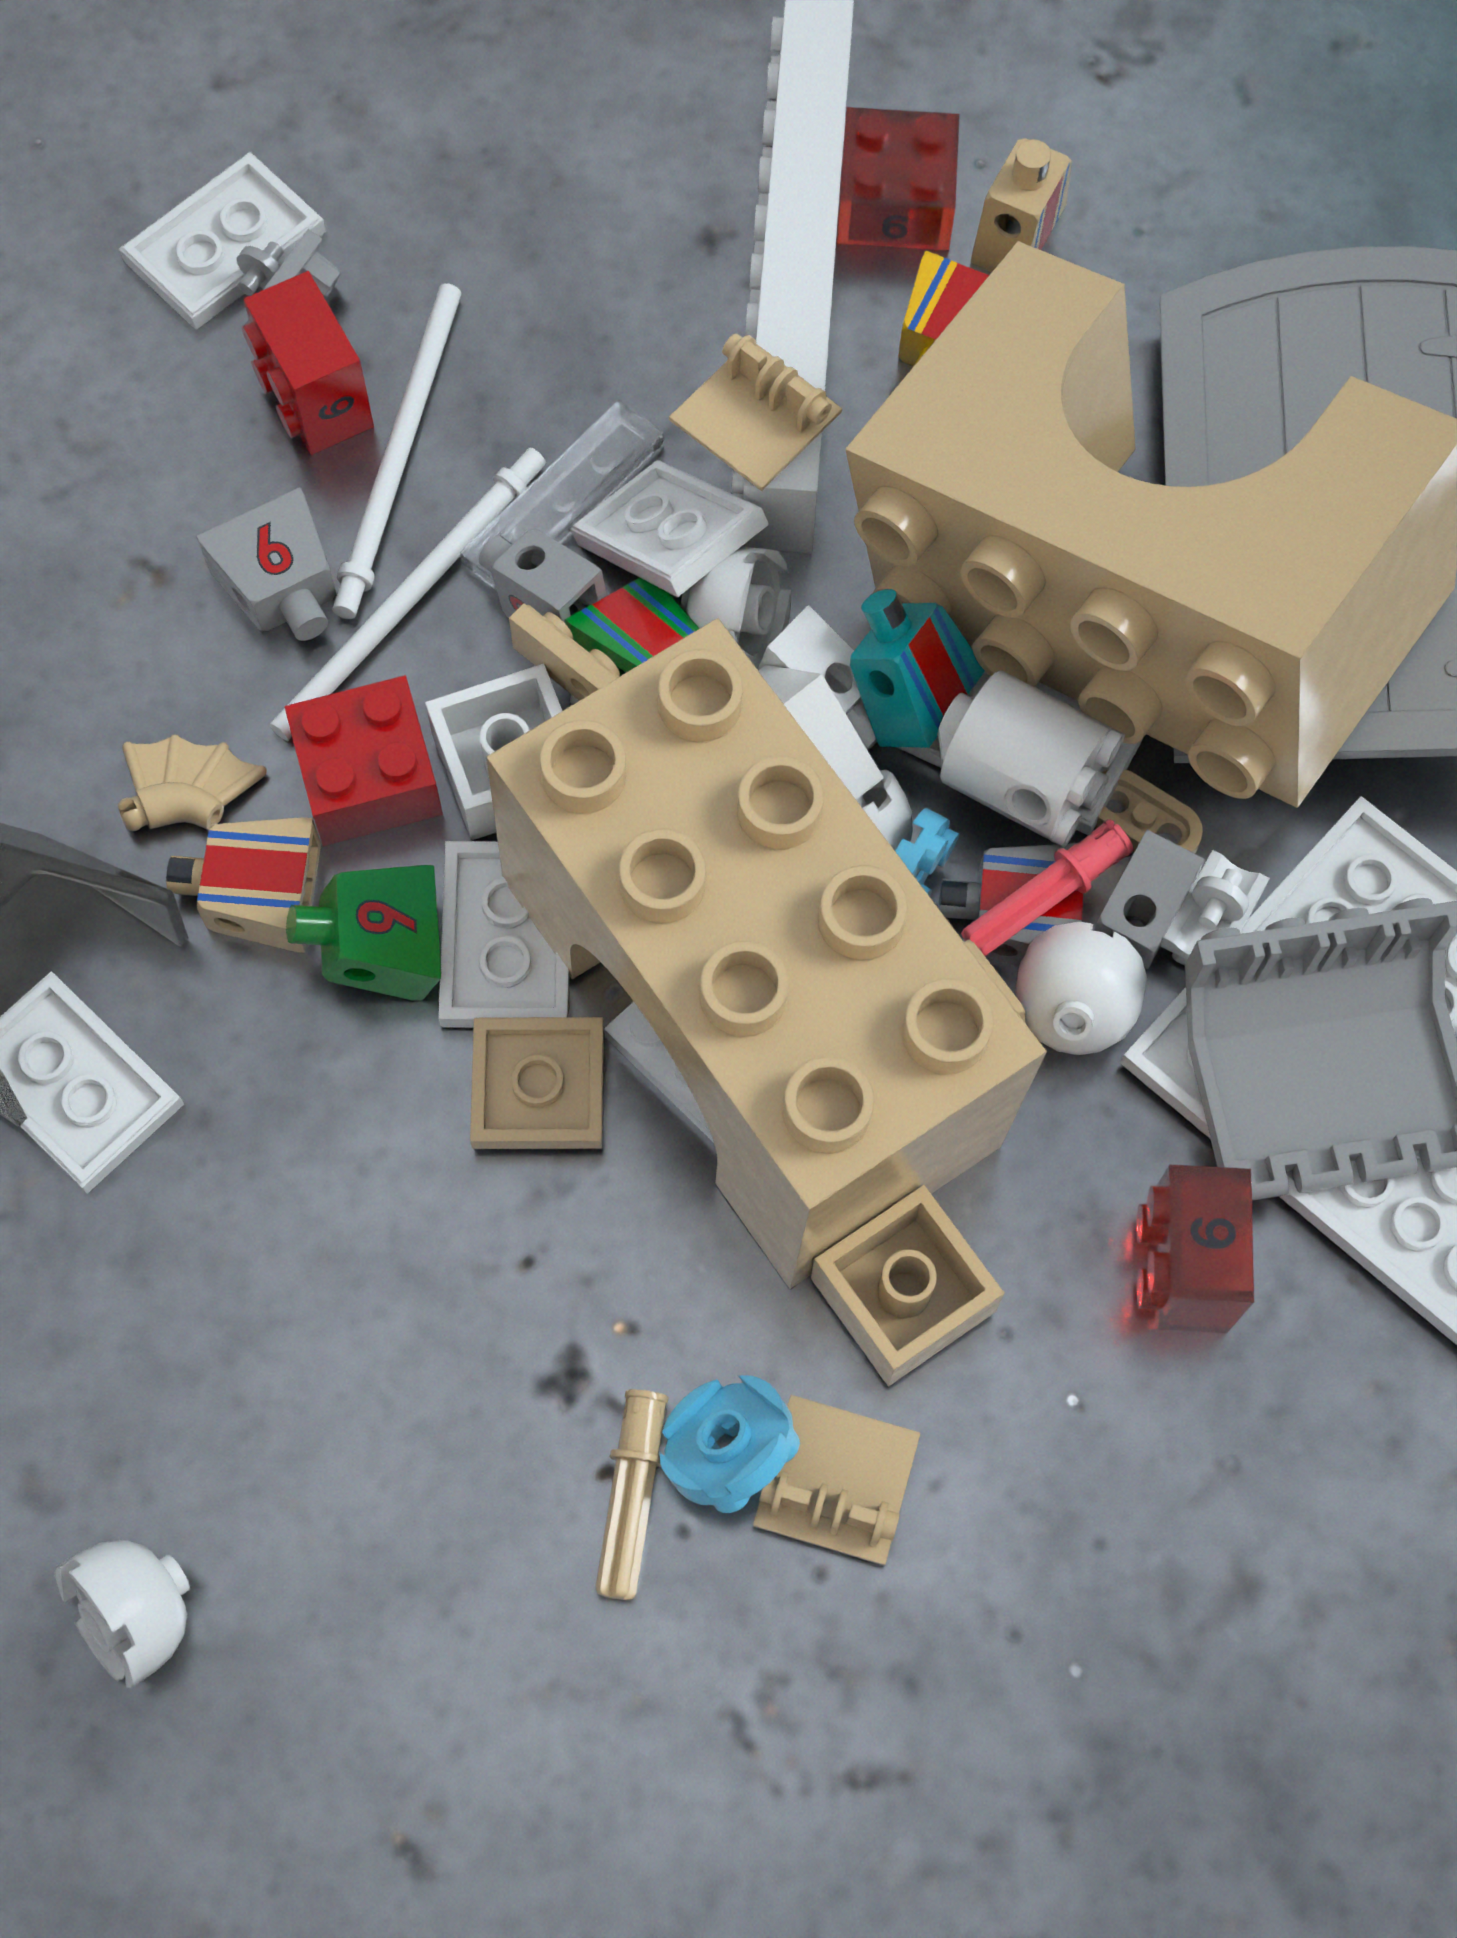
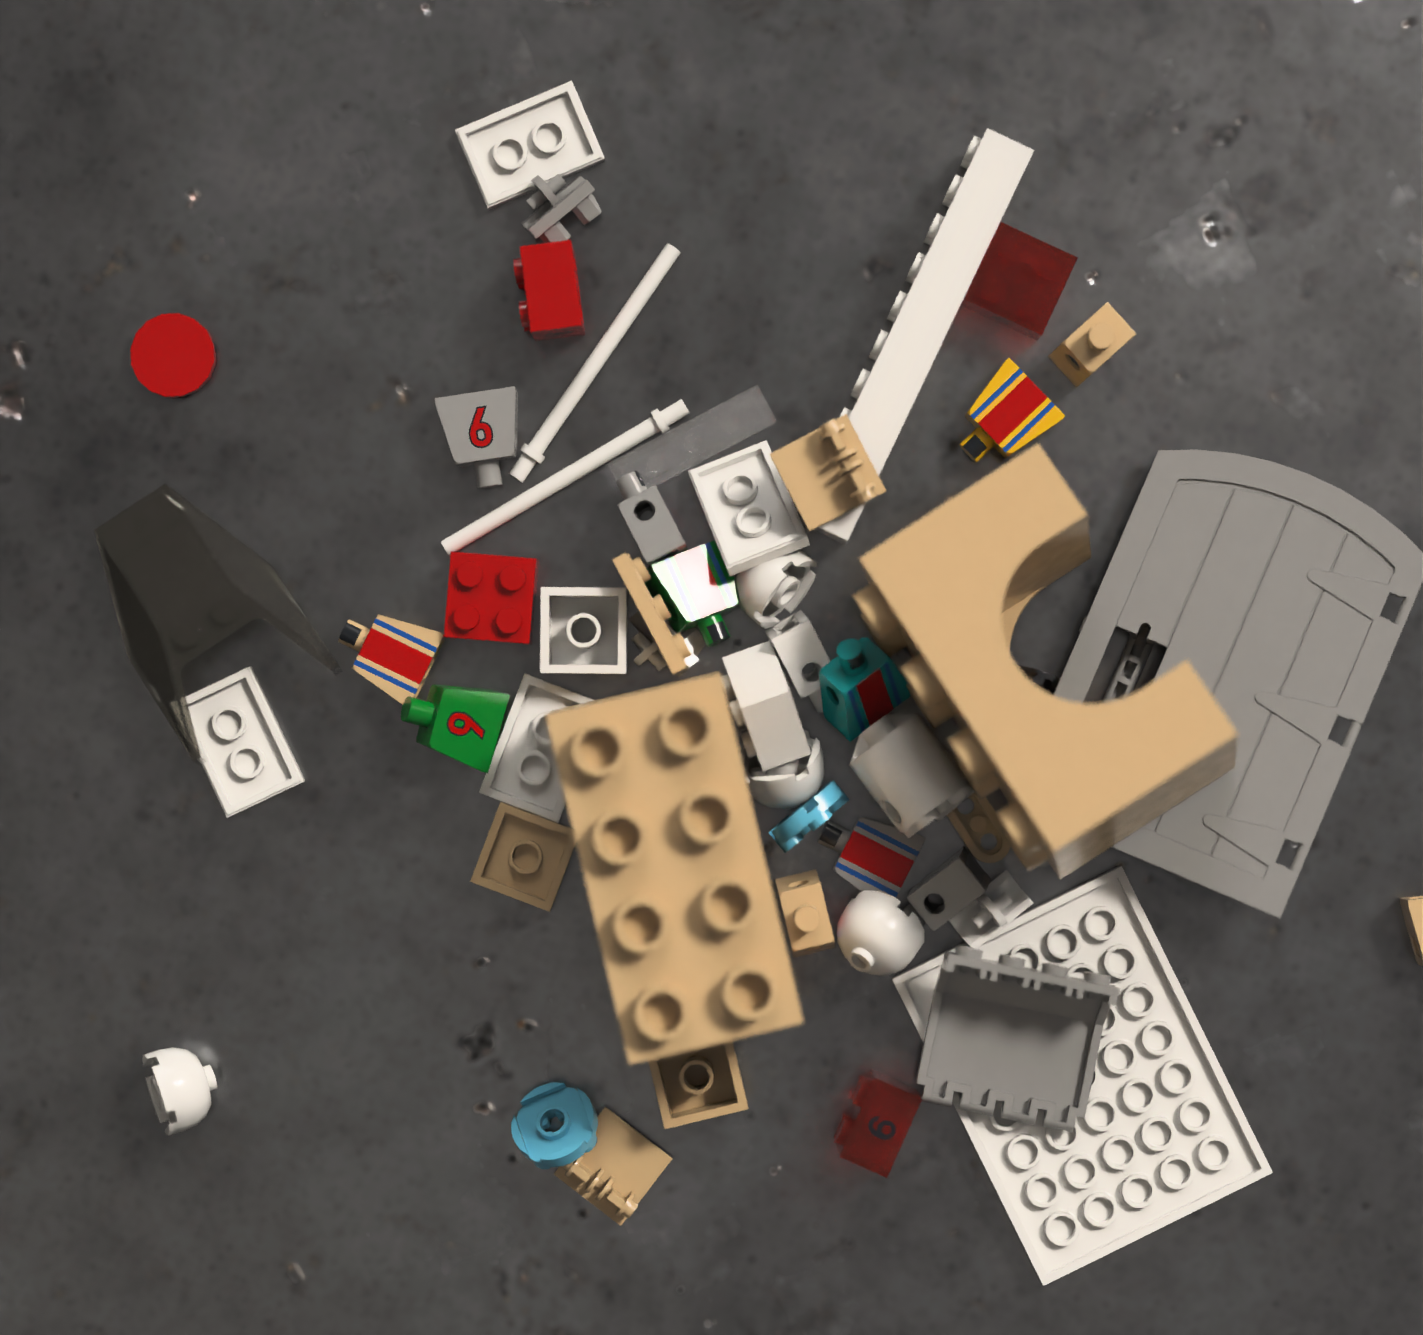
camera: 25 degrees right, 20 degrees up
(183, 782) = (372, 562): tan arm -> none
(631, 1493) = (489, 1128): tan axle -> none
(1072, 871) = (884, 865): coral axle -> none

